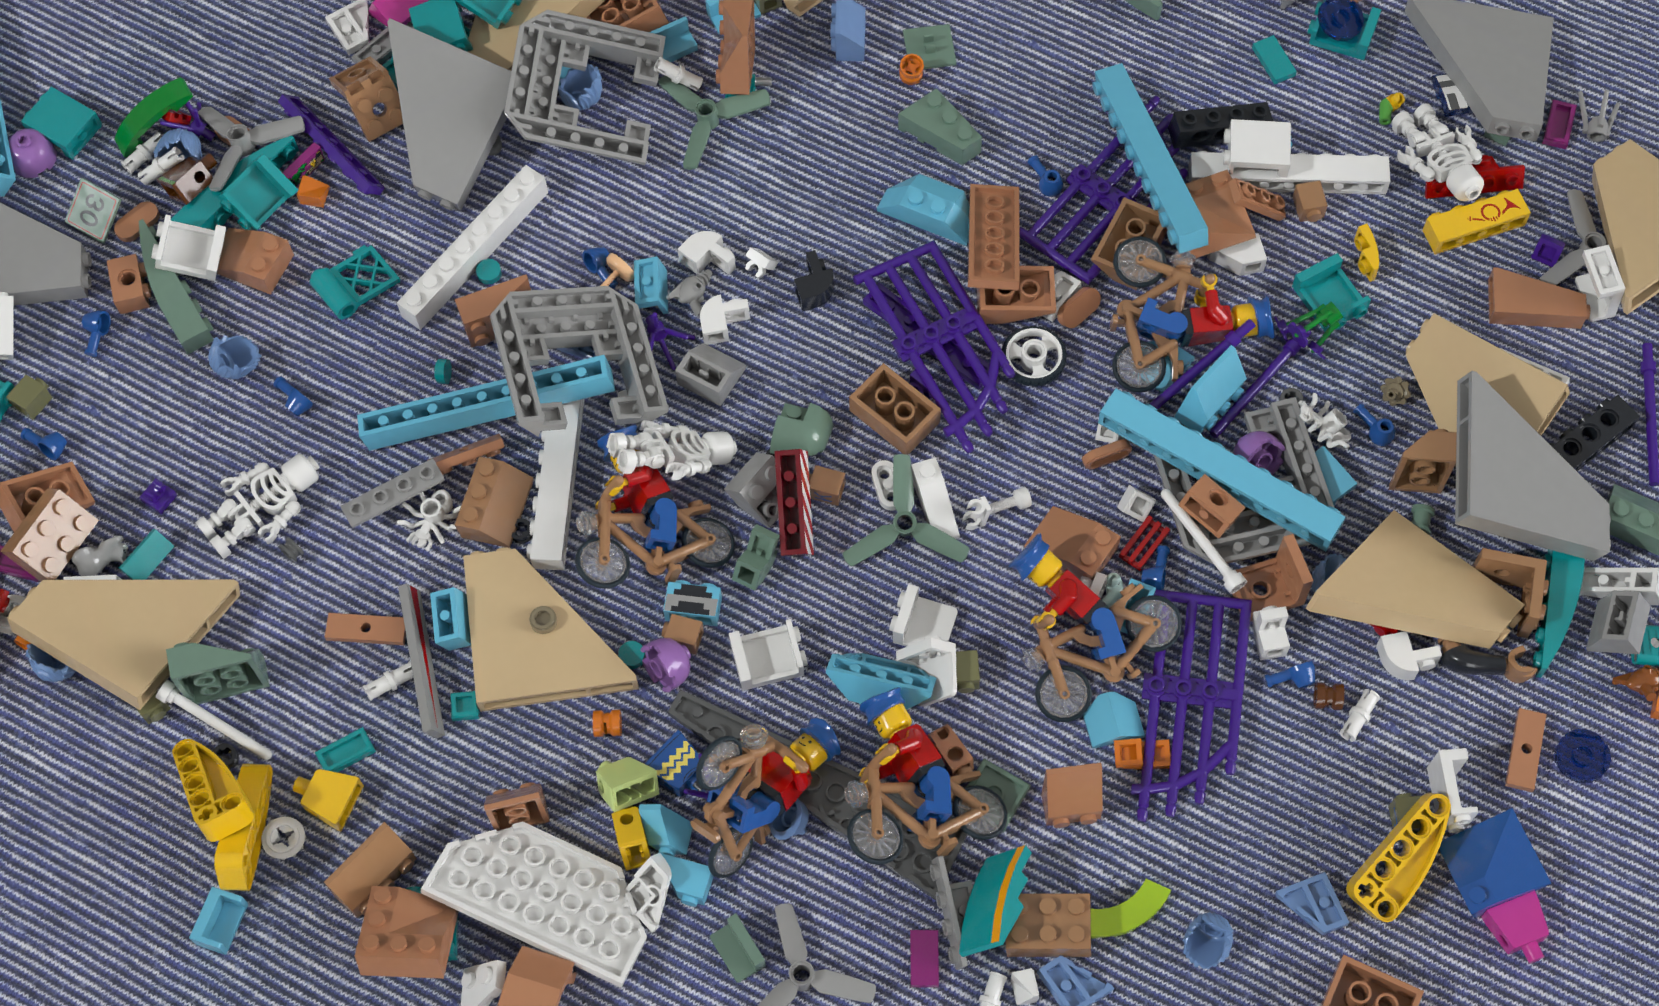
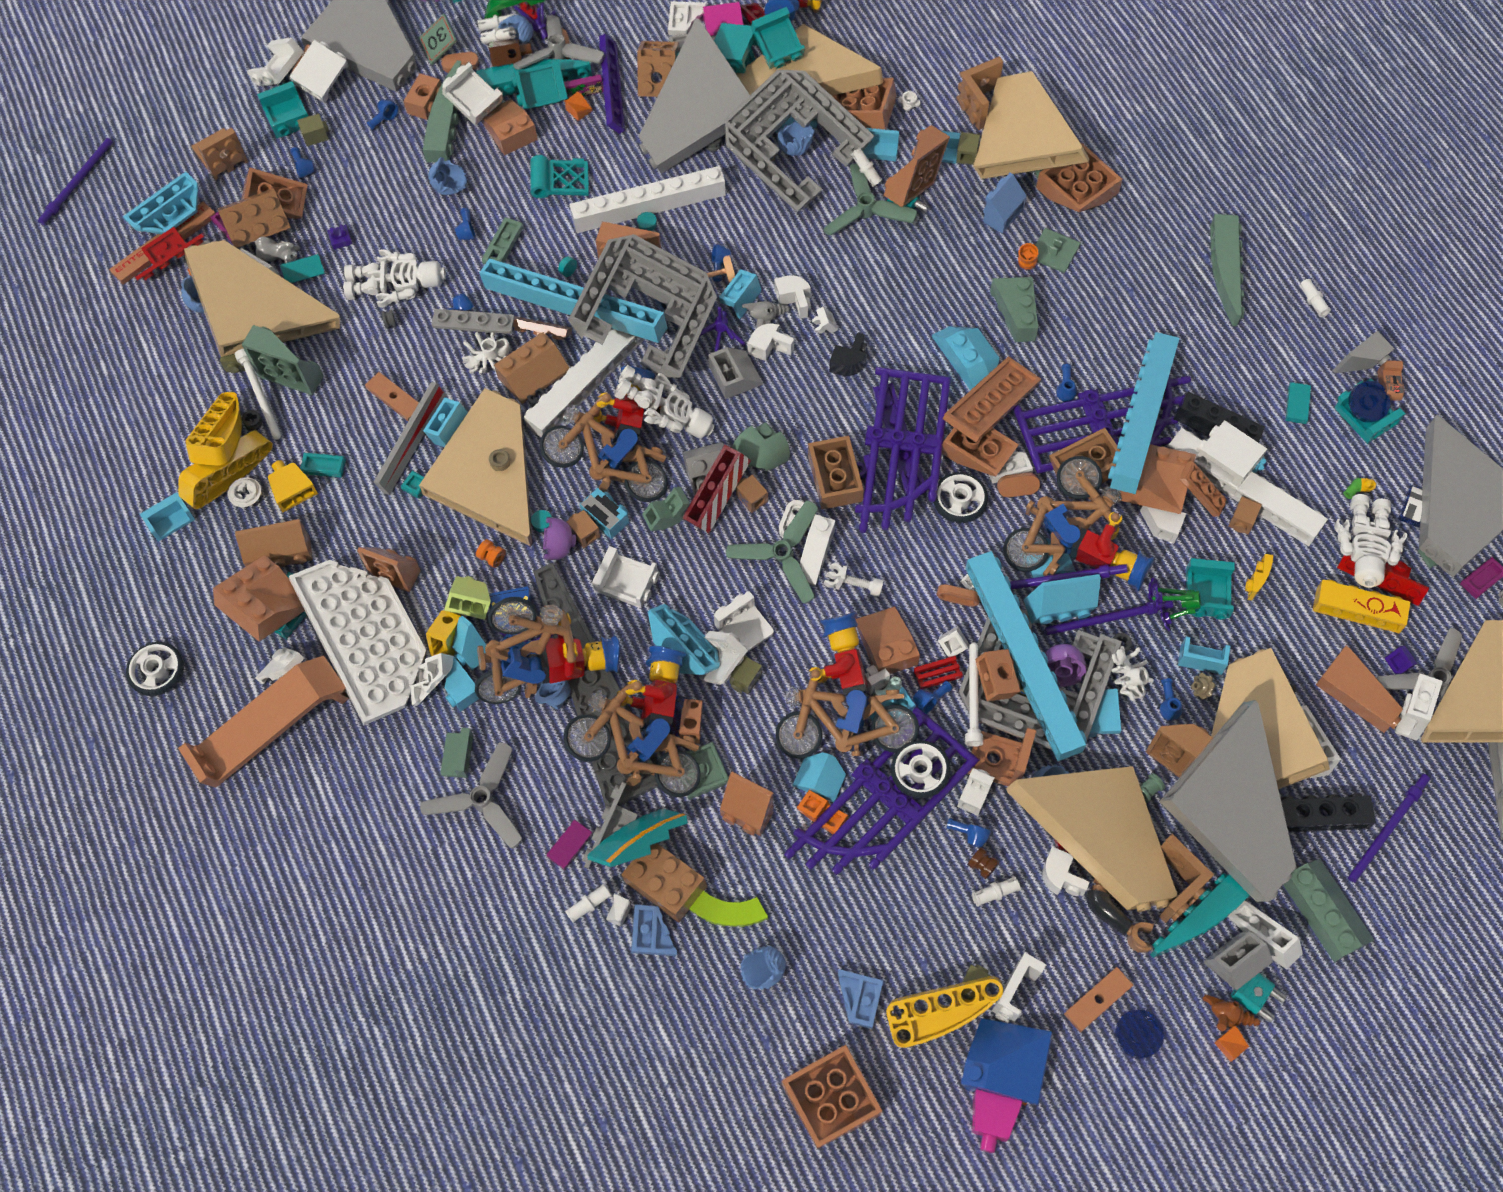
camera: 35 degrees right, 0 degrees up
(349, 388) = (503, 240): none -> sand green plate
(360, 483) = (461, 303): none -> blue bar
(388, 681) = (381, 438): white pin -> none
(1189, 660) = (930, 751): none -> white wheel
(1376, 363) = (1203, 657): none -> medium azure panel

